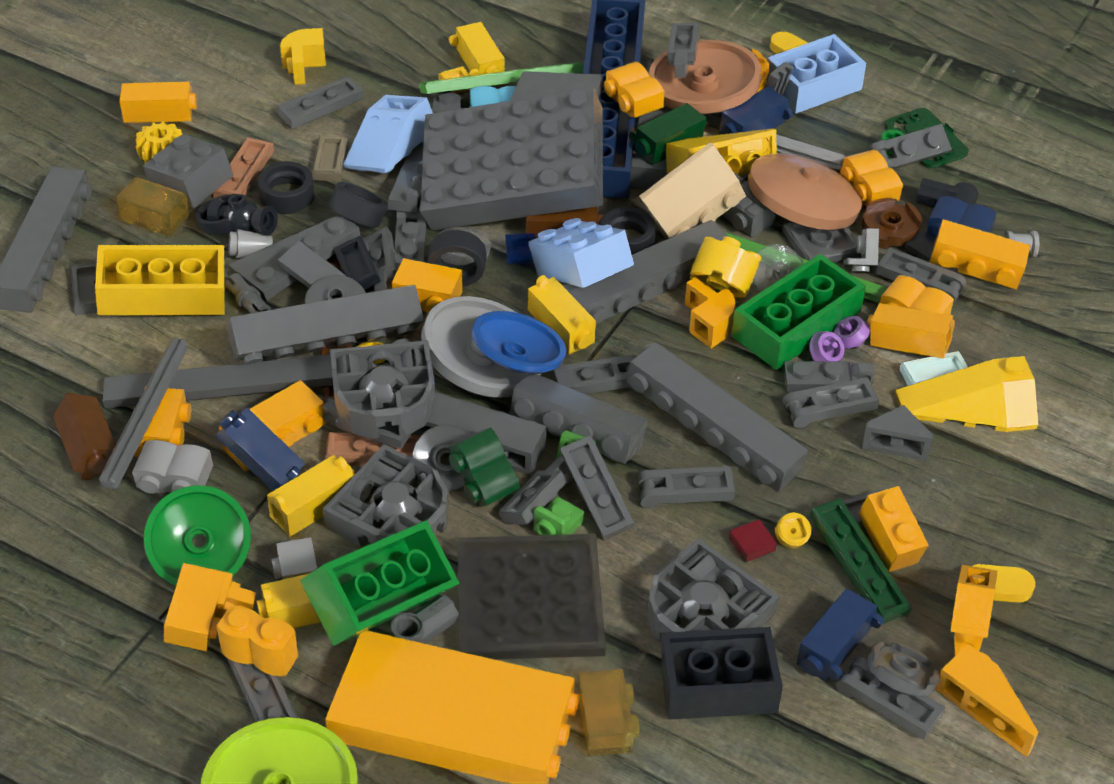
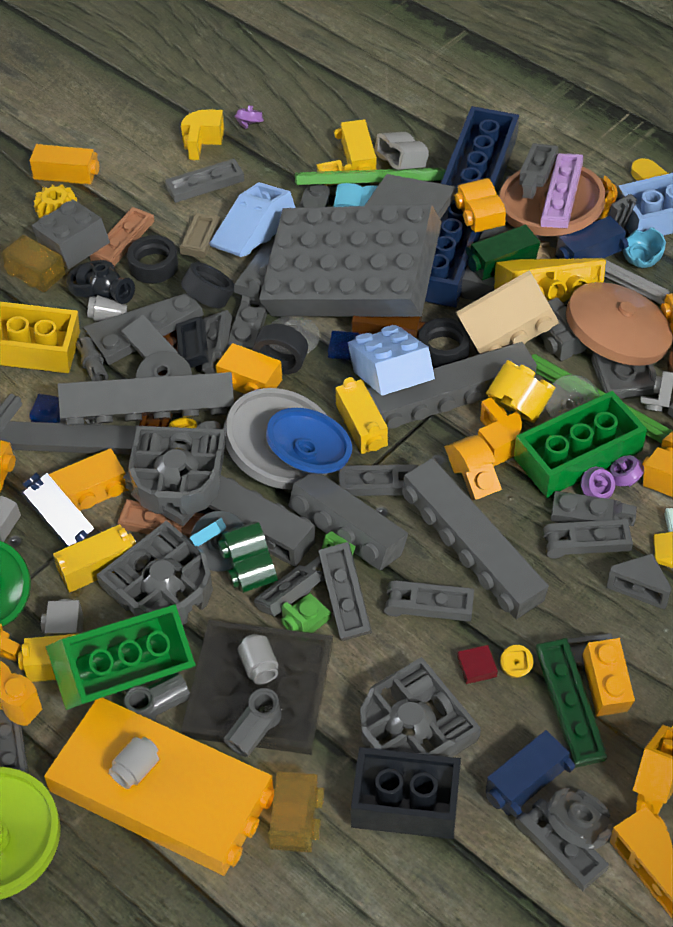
camera: 15 degrees right, 5 degrees up
(211, 352) = (45, 409): none -> clear blue plate
(349, 33) = (248, 116): none -> medium lavender hat
(425, 686) = (134, 762): none -> light grey brick
(435, 448) = (208, 532): none -> medium azure tile
(526, 565) = (258, 659): none -> light grey brick
(528, 48) = (401, 150): none -> light grey brick
(540, 629) = (253, 724): none -> dark grey piece
(696, 341) = (474, 460): none -> light orange brick
(715, 66) = (562, 191): none -> lavender tile
(809, 116) = (645, 248): none -> medium azure hair

